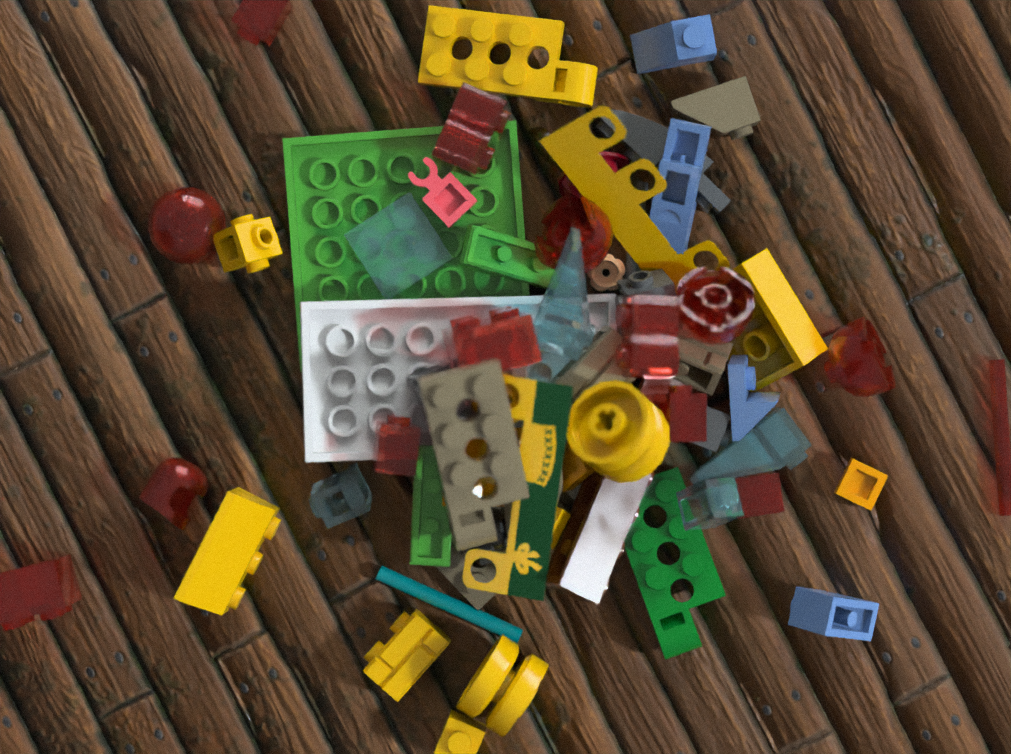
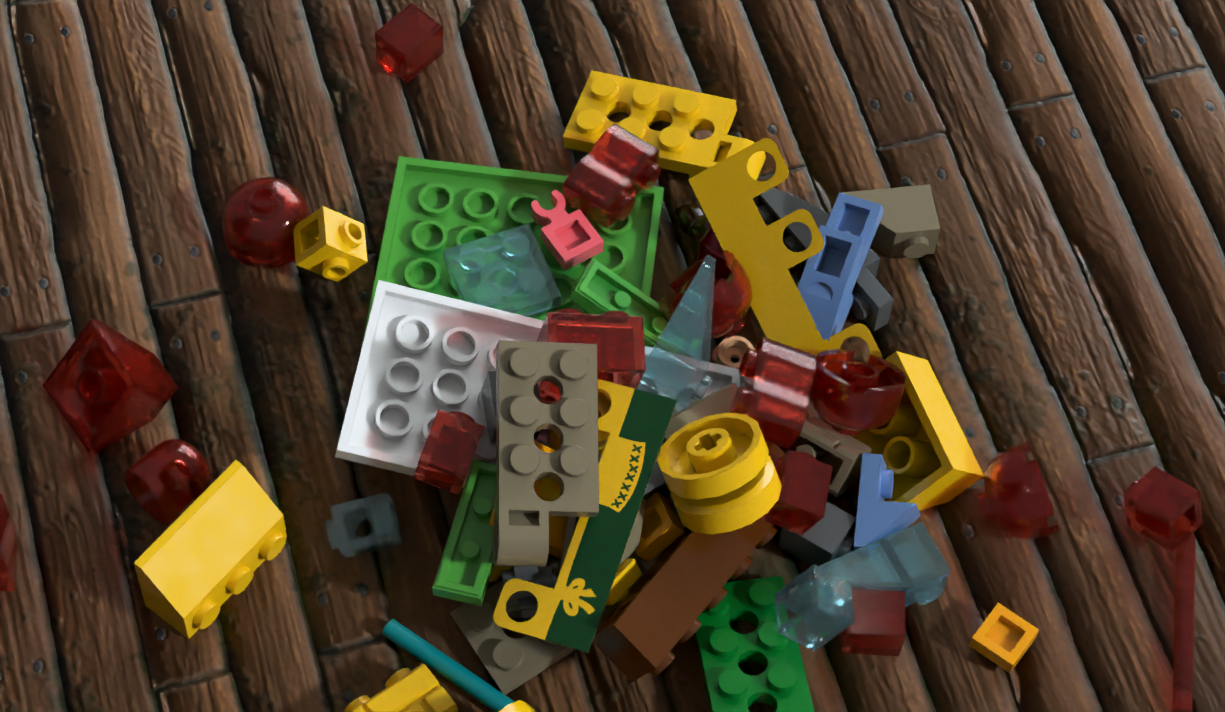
camera: 10 degrees right, 30 degrees down
(102, 415) = (108, 386): none -> clear red slope
(674, 44) = (856, 152): medium blue slope -> none
(975, 346) = (1163, 508): none -> clear red brick

